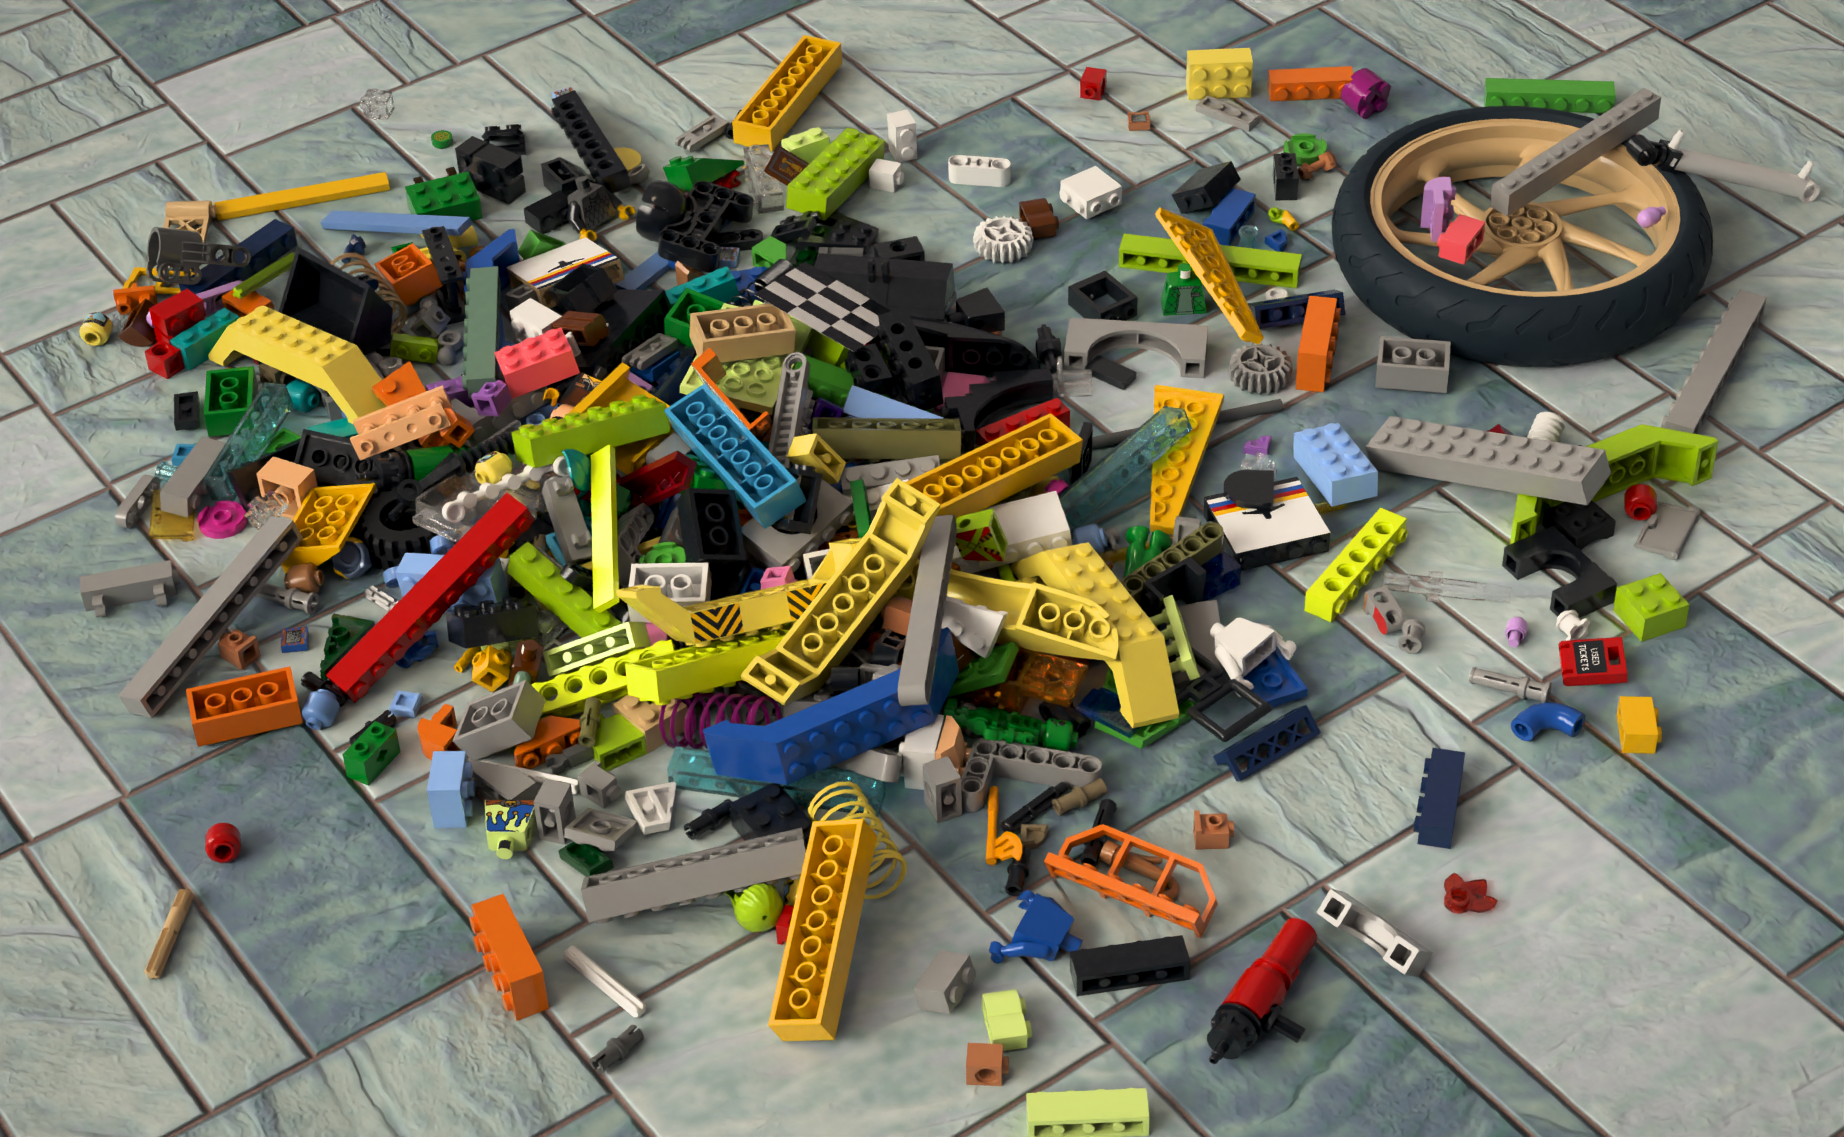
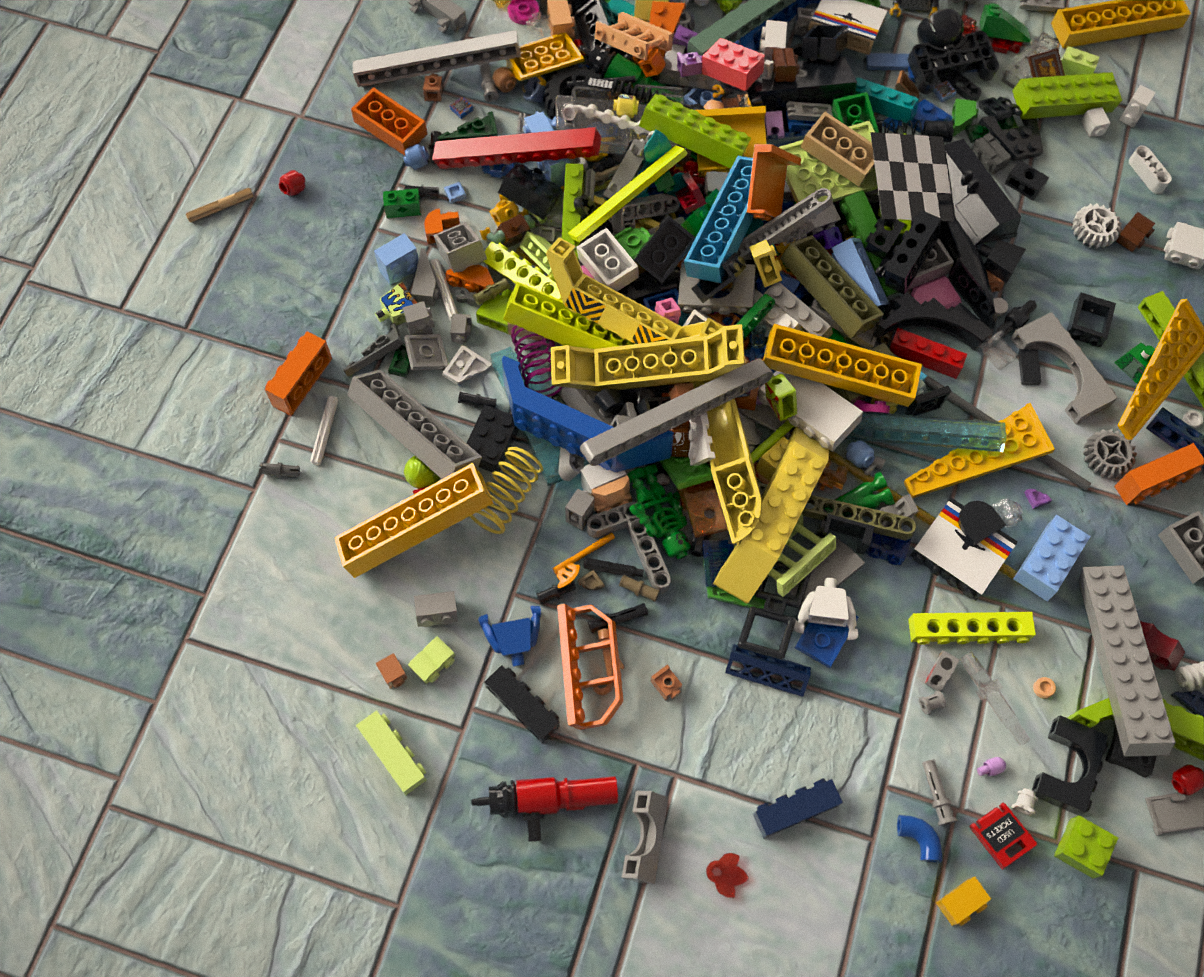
camera: 50 degrees right, 25 degrees up
(548, 871) = (376, 350): none -> dark grey wing
(1464, 551) = (1044, 687): none -> light nougat tile

